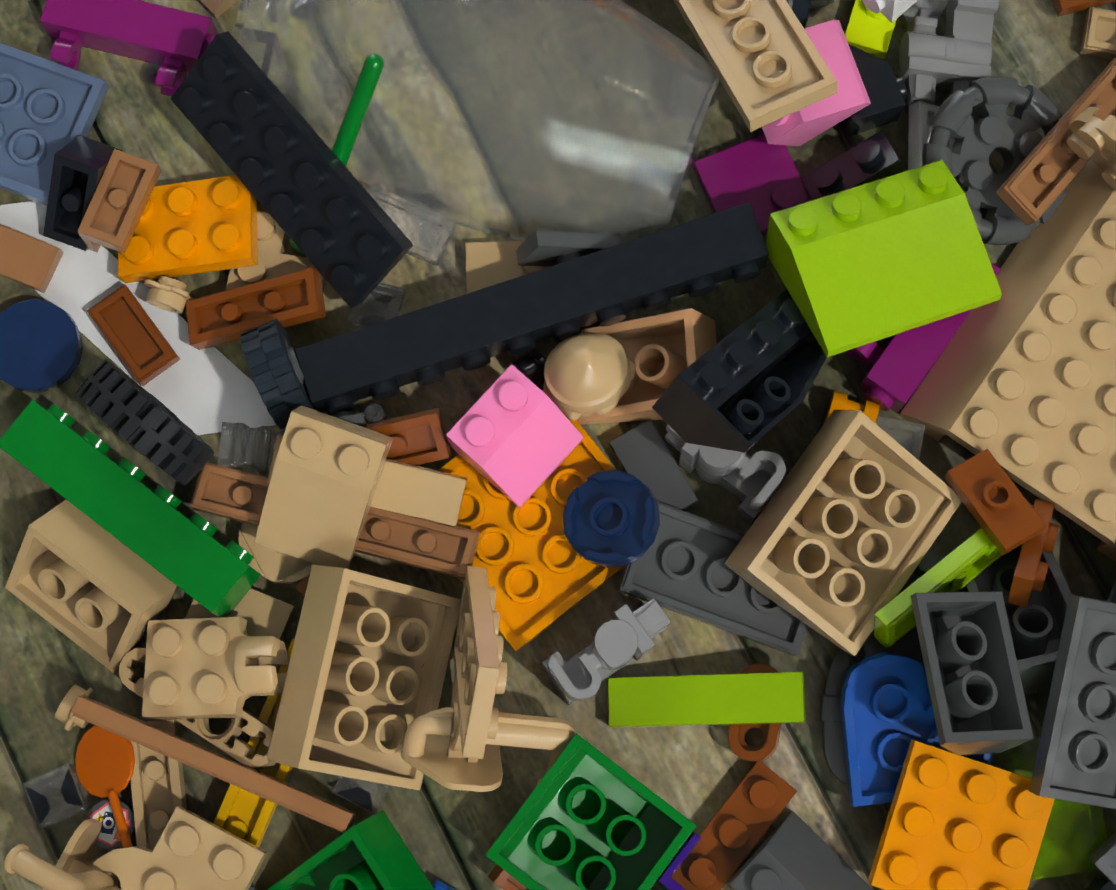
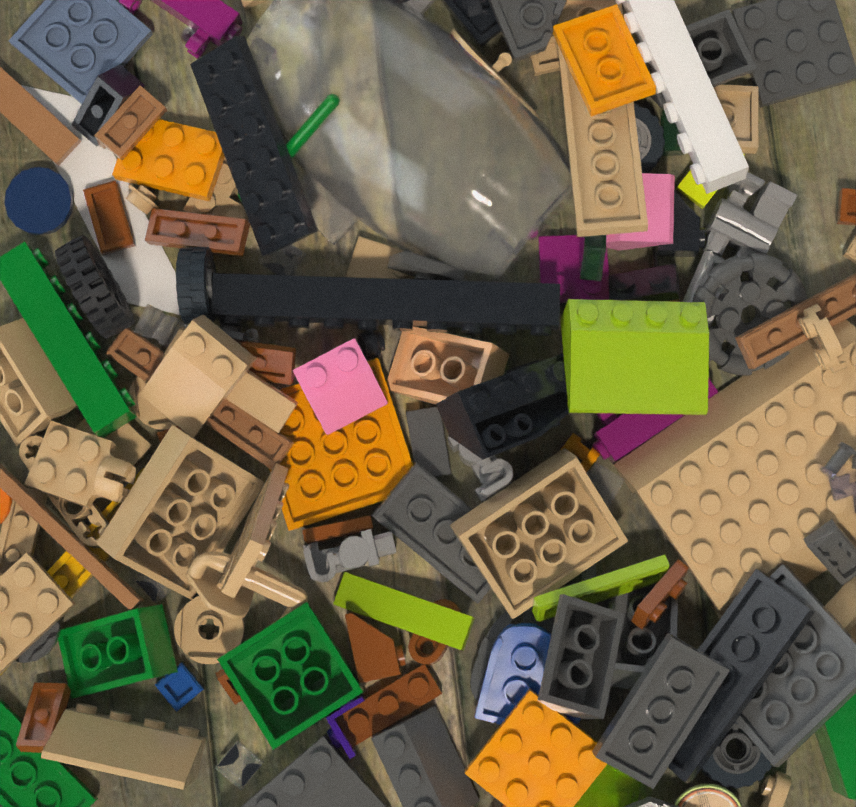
camera: 20 degrees right, 5 degrees up
(444, 845) = (195, 643): none -> tan plate
(579, 625) = (338, 529): none -> dark orange tile
(587, 375) = (405, 362): tan hair -> none
(611, 518) = (385, 466): dark blue tile -> none
(686, 767) = (373, 650): none -> dark orange slope
(775, 157) = (593, 257): none -> clear green piece
(995, 501) = (646, 551): dark orange plate -> none

